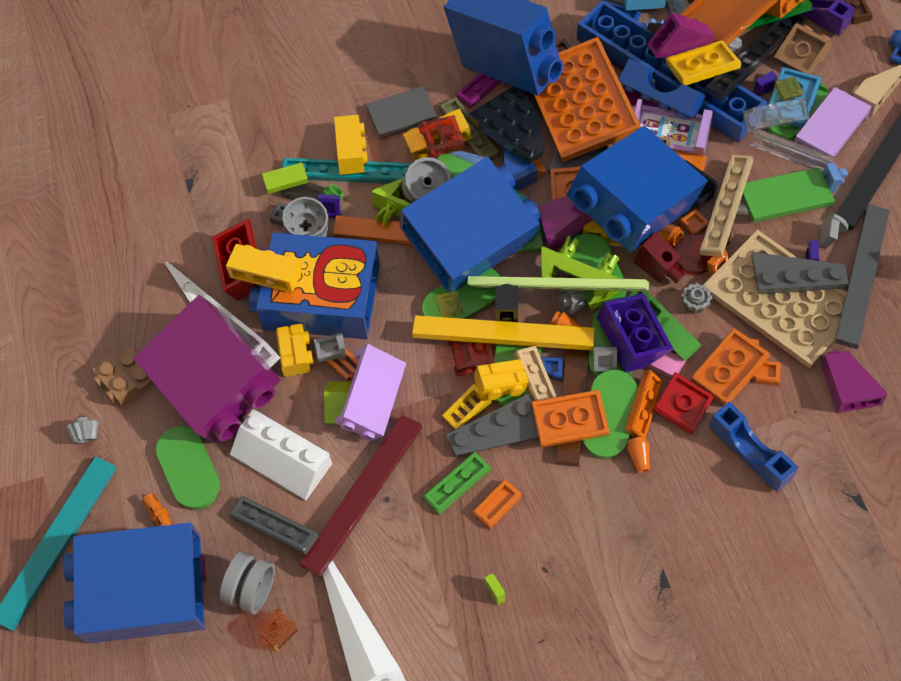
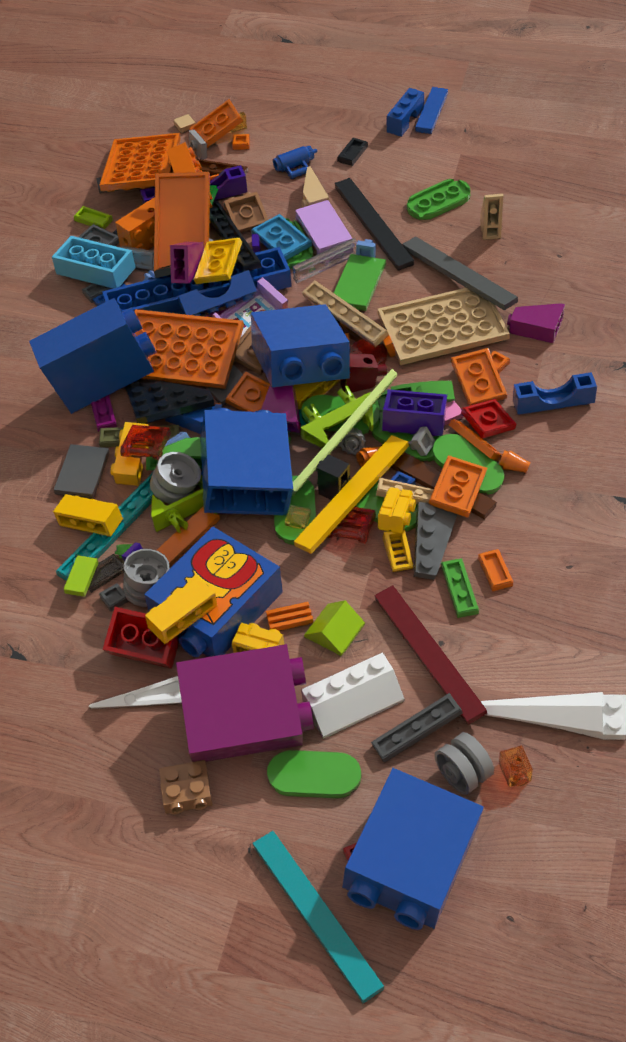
camera: 60 degrees left, 10 degrees down
(82, 430) = (219, 840): light grey piece -> none
(158, 514) = (331, 815): orange pin -> none
(330, 347) = (277, 612): light grey tile -> none
(371, 393) = (347, 599): lavender panel -> none
(495, 589) = (570, 600): lime tile -> none
(696, 298) = (408, 369): light grey piece -> none
(776, 114) = (295, 247): clear slope -> none
(788, 88) = (275, 233): clear yellow tile -> none
(794, 274) = (431, 306): dark grey wing -> none
(812, 250) = (420, 289): dark purple tile -> none
(830, 229) = (408, 272): light grey tile -> none

